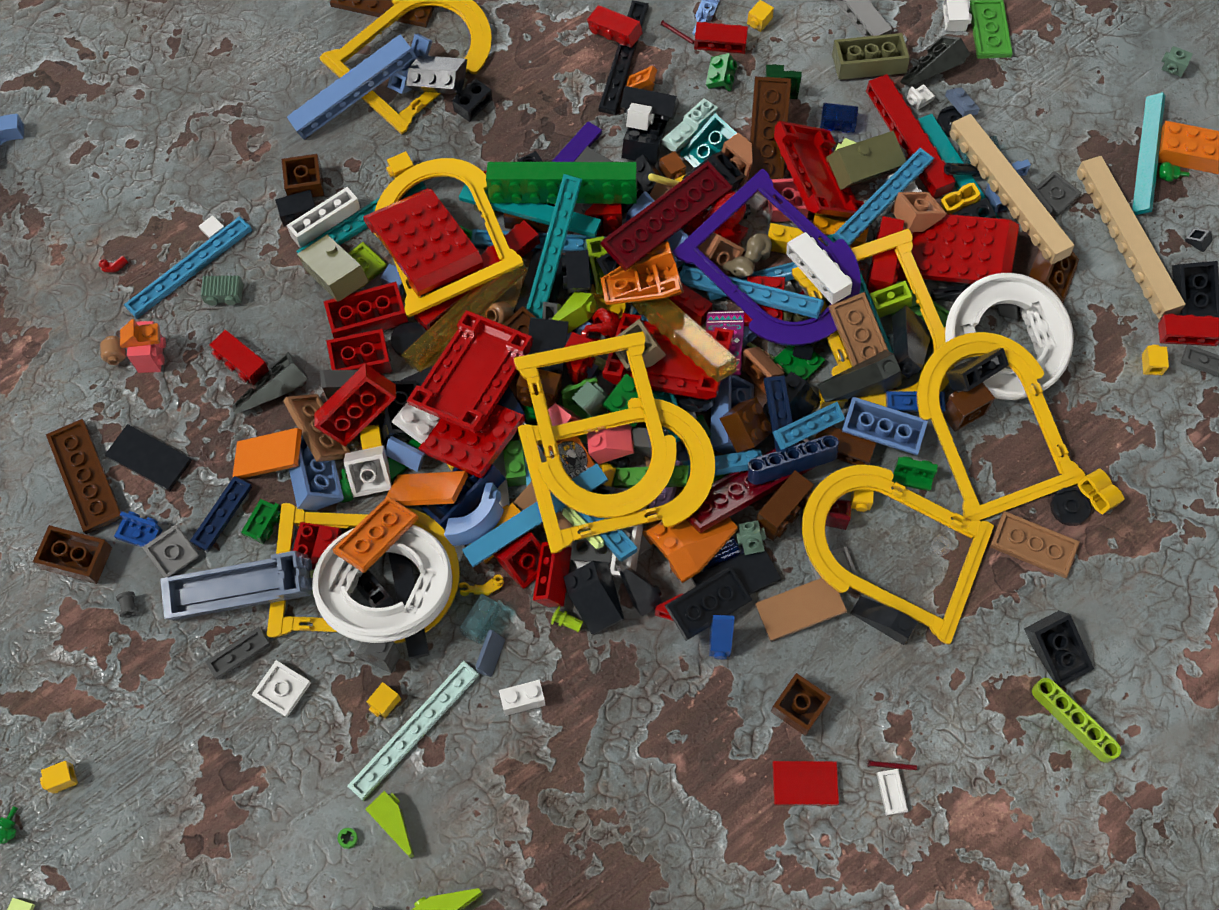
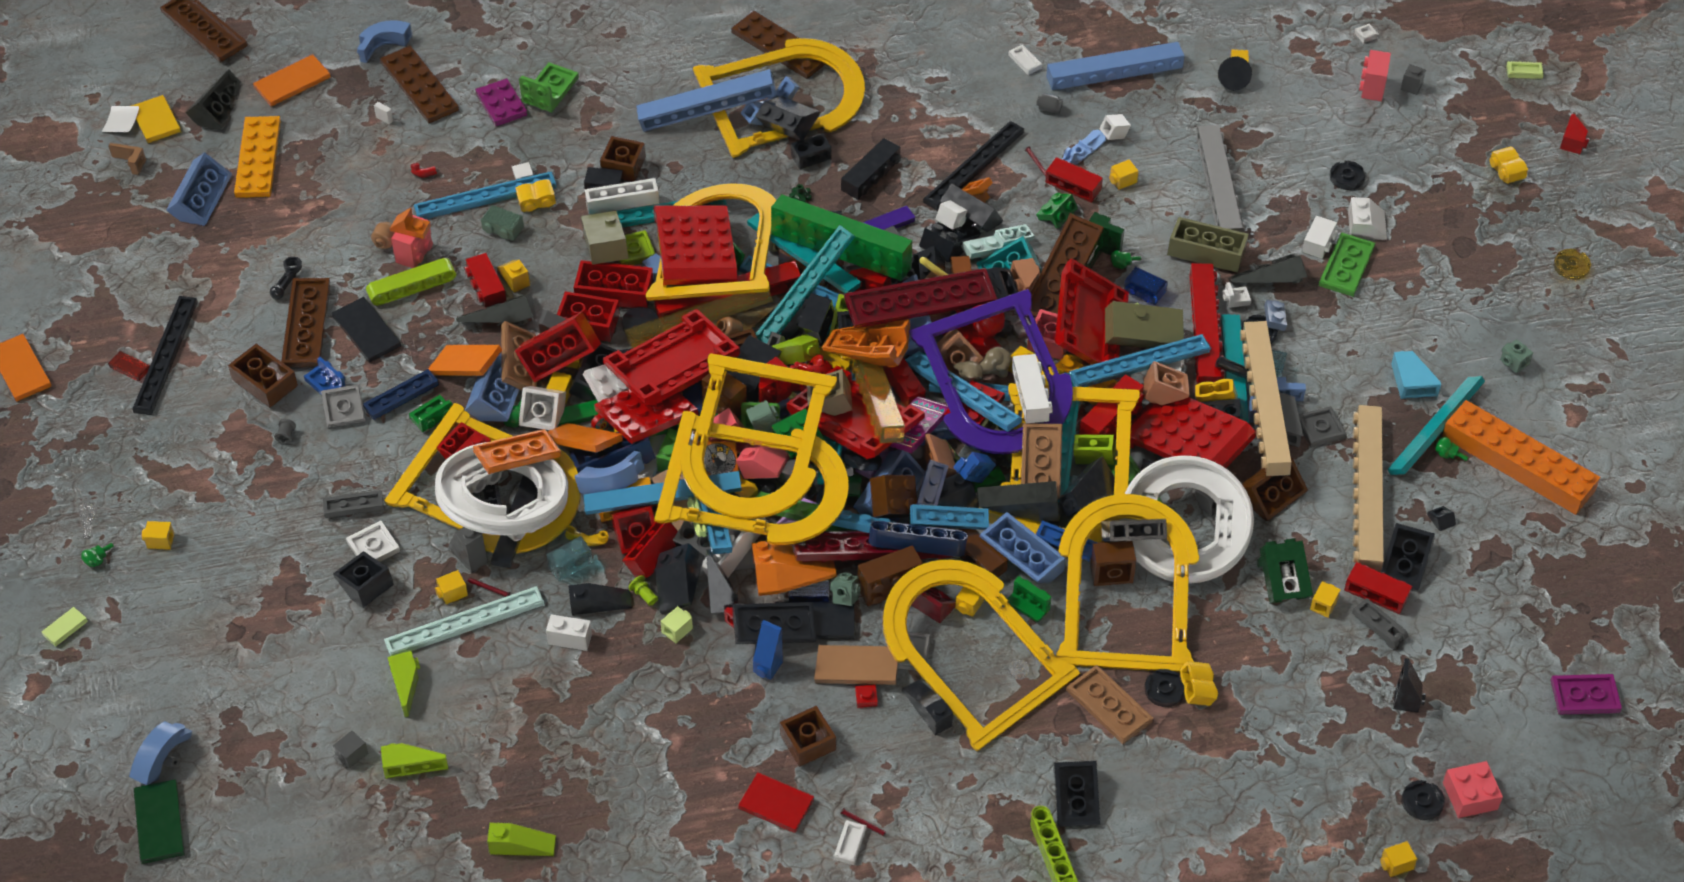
camera: 25 degrees right, 15 degrees down
(37, 454) = (277, 290): none -> black piece
(41, 219) = (383, 113): none -> white tile
(59, 173) = (419, 84): none -> reddish brown plate
(151, 162) = (501, 102): none -> magenta plate
(165, 389) = (410, 281): none -> lime beam
(189, 129) = (548, 87): none -> bright green bracket
(237, 586) = (381, 448): sand blue brick -> none
(239, 248) = (535, 195): none -> yellow brick
(262, 339) = (515, 275): none -> yellow slope
(294, 732) = (364, 579): none -> black slope
(350, 844) = (362, 673): bright green bush -> none
(398, 164) = (712, 178): yellow brick -> none
(404, 453) = (580, 406): medium blue tile -> none
(417, 682) = (488, 587): none -> dark red piece
(429, 463) = (599, 422): none -> tile
(485, 147) = (800, 193): none -> dark green plant
(489, 653) = (558, 591): sand blue slope -> none
(529, 648) = (596, 598): none -> black slope
(536, 97) = (870, 168): none -> black brick
(614, 26) = (977, 135): red brick -> none
(617, 641) = (677, 624): none -> yellowish green brick
(802, 365) = (975, 467): none -> blue piece
(804, 99) = (1122, 259): none -> green piece
(824, 634) = (866, 696): none -> red plate
(1104, 114) = (1413, 376): none -> medium azure slope
(1111, 345) = (1284, 553): none -> dark green brick

